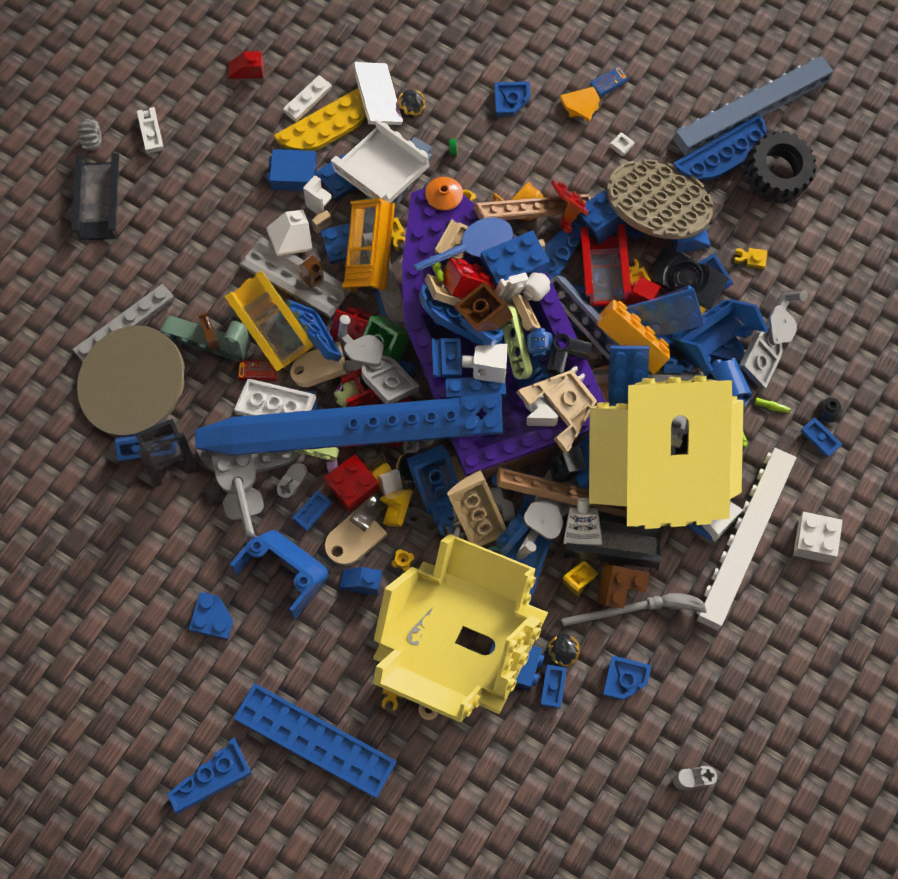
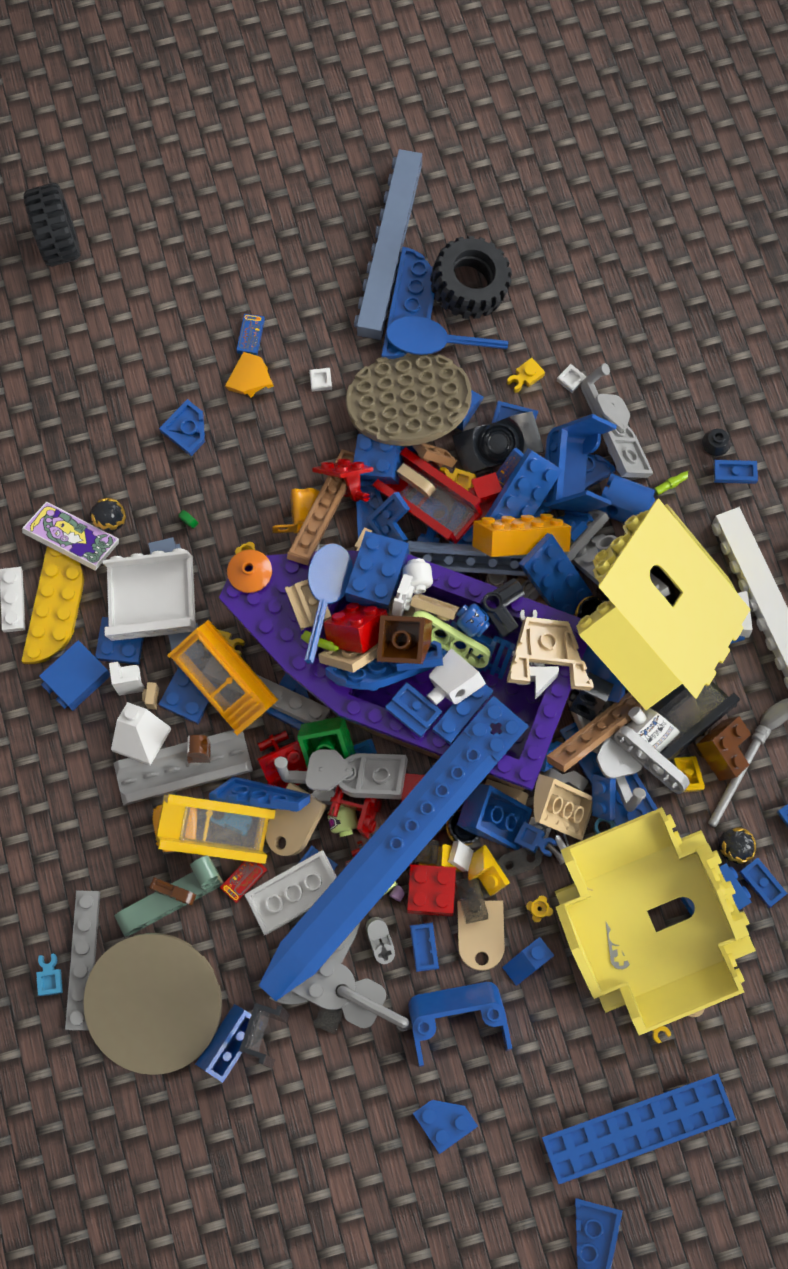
camera: 45 degrees left, 5 degrees up
(96, 315) = (49, 980): none -> dark azure plate
(562, 533) = (667, 774): none -> light grey beam
(563, 253) = (386, 516): none -> blue plate
(609, 248) = (416, 480): none -> tan piece
(639, 246) = (437, 455): none -> medium nougat plate
(714, 177) = (425, 336): none -> blue piece
(778, 286) = (571, 378): none -> white tile

